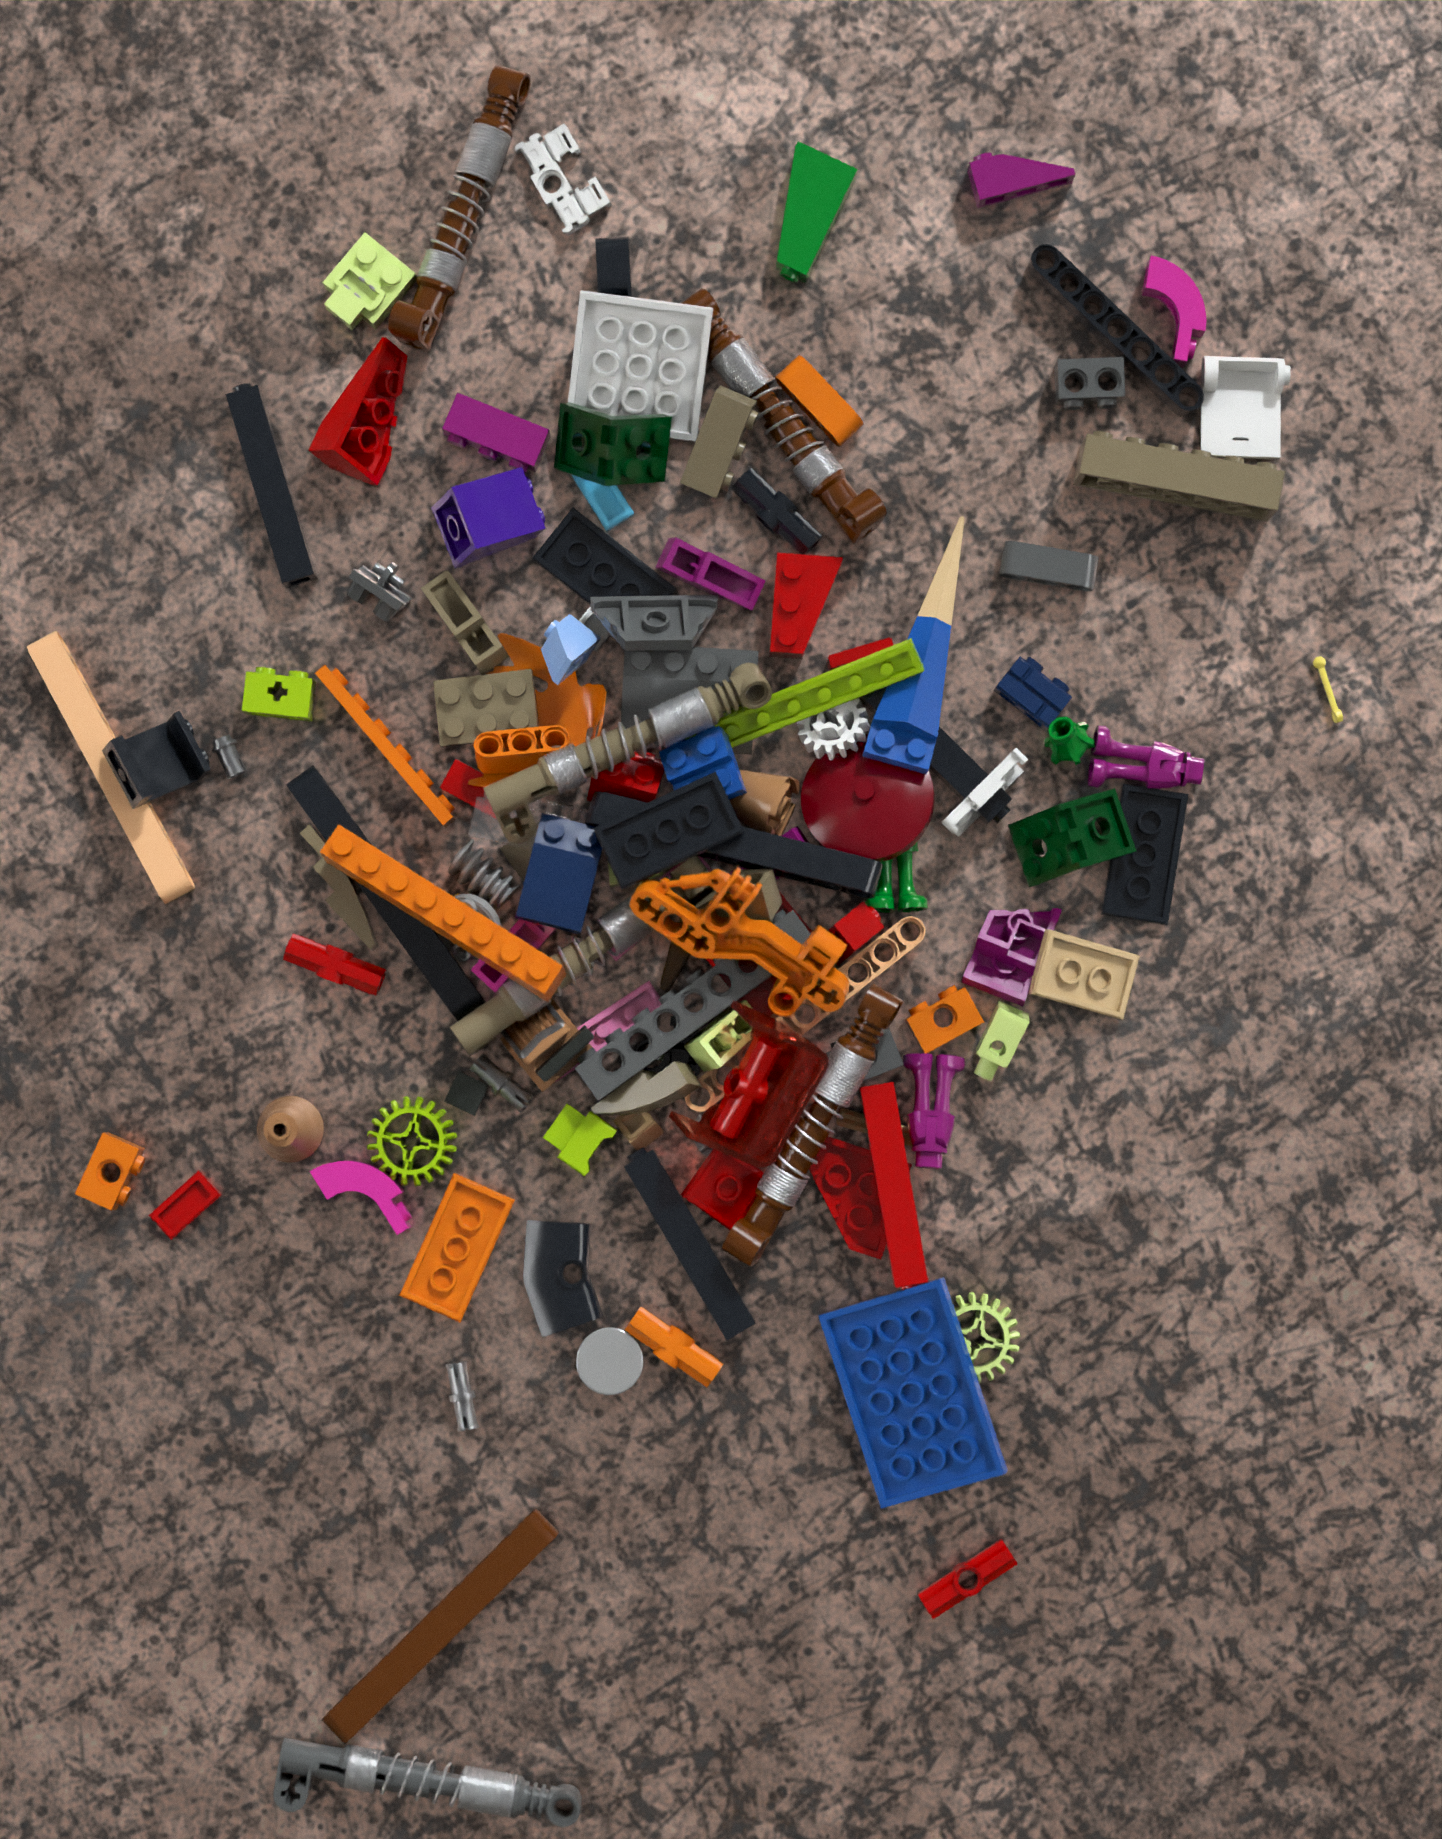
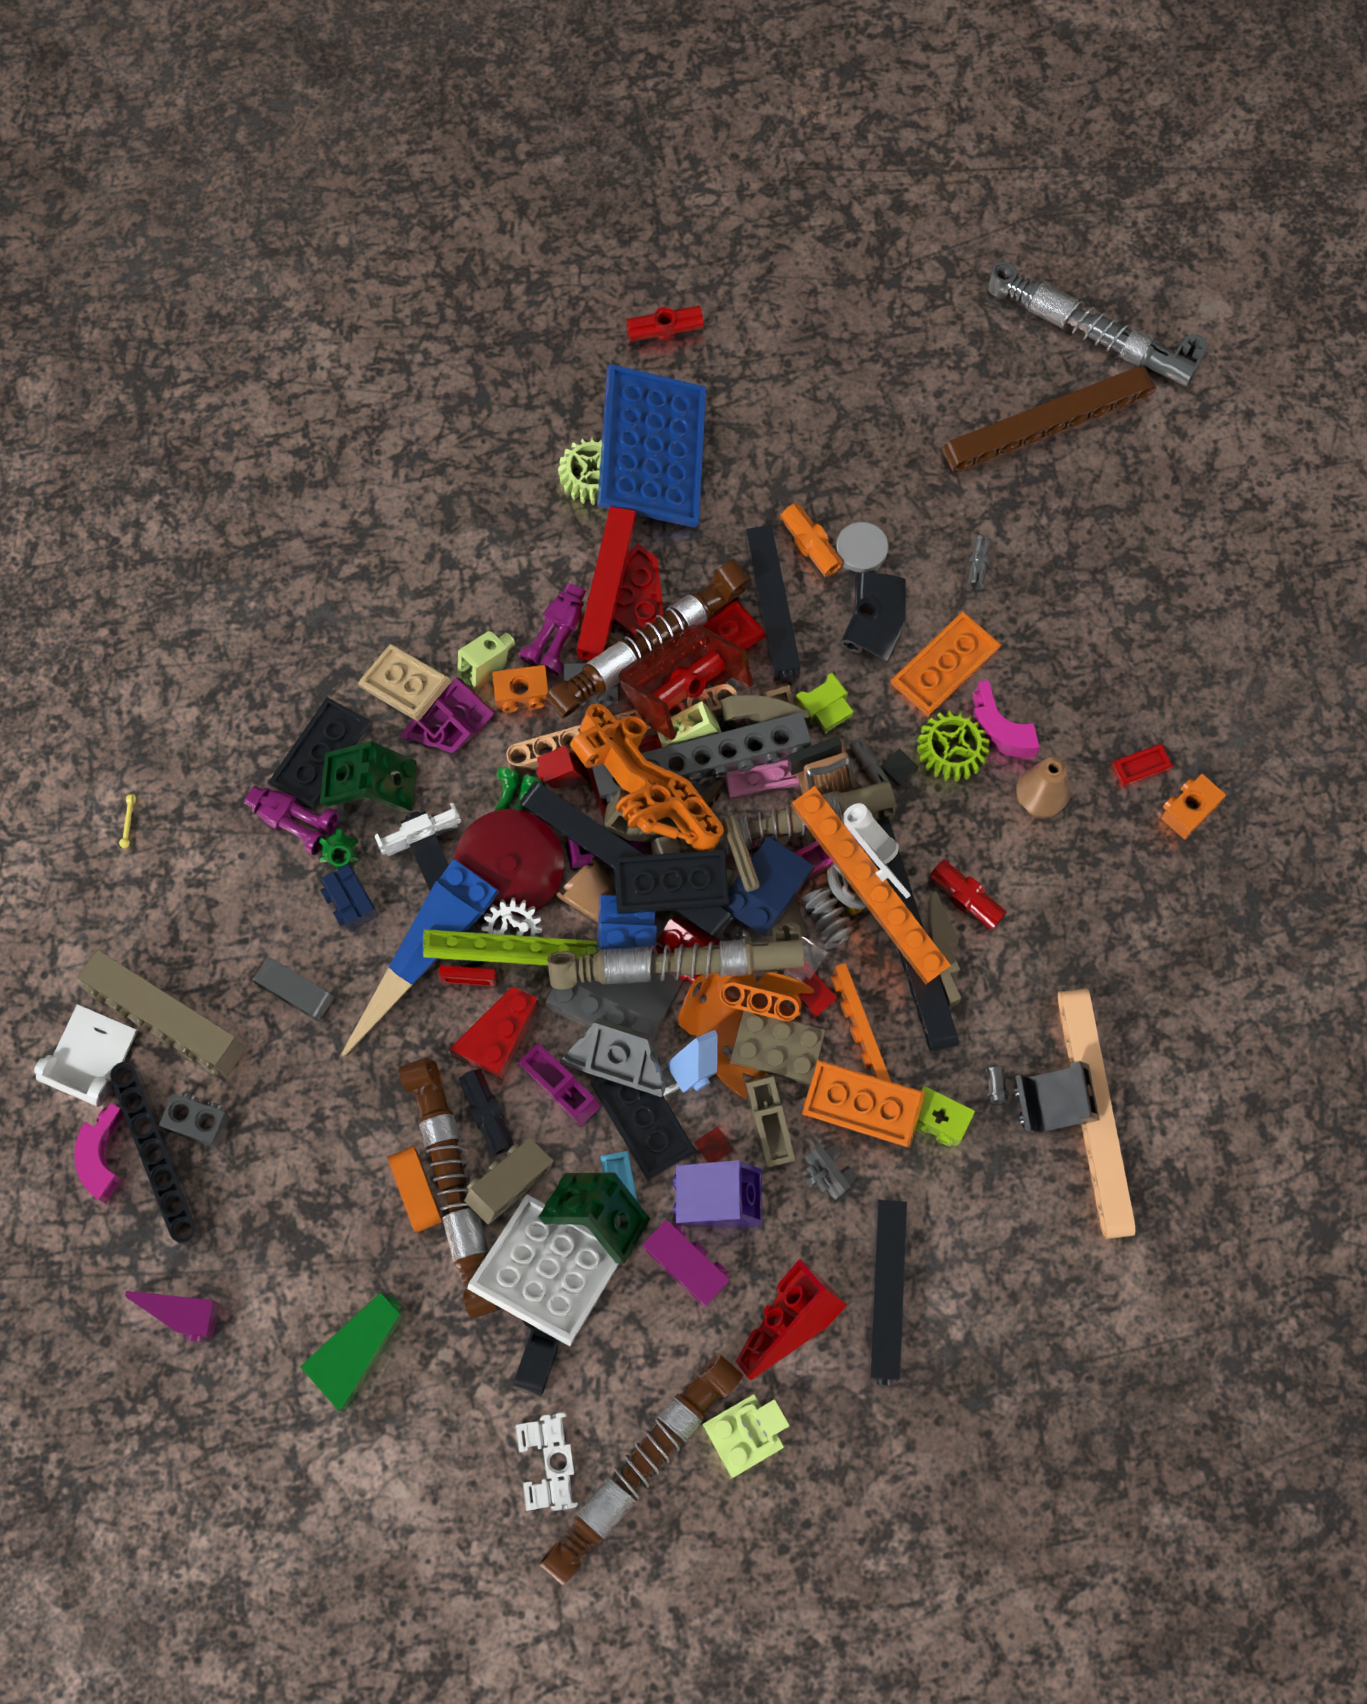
camera: 160 degrees left, 15 degrees down
(366, 674) = (864, 1103): none -> orange tile
(457, 960) = (874, 841): none -> white door
(515, 572) = (714, 1146): none -> clear red tile
(603, 894) = (740, 853): none -> dark tan axle

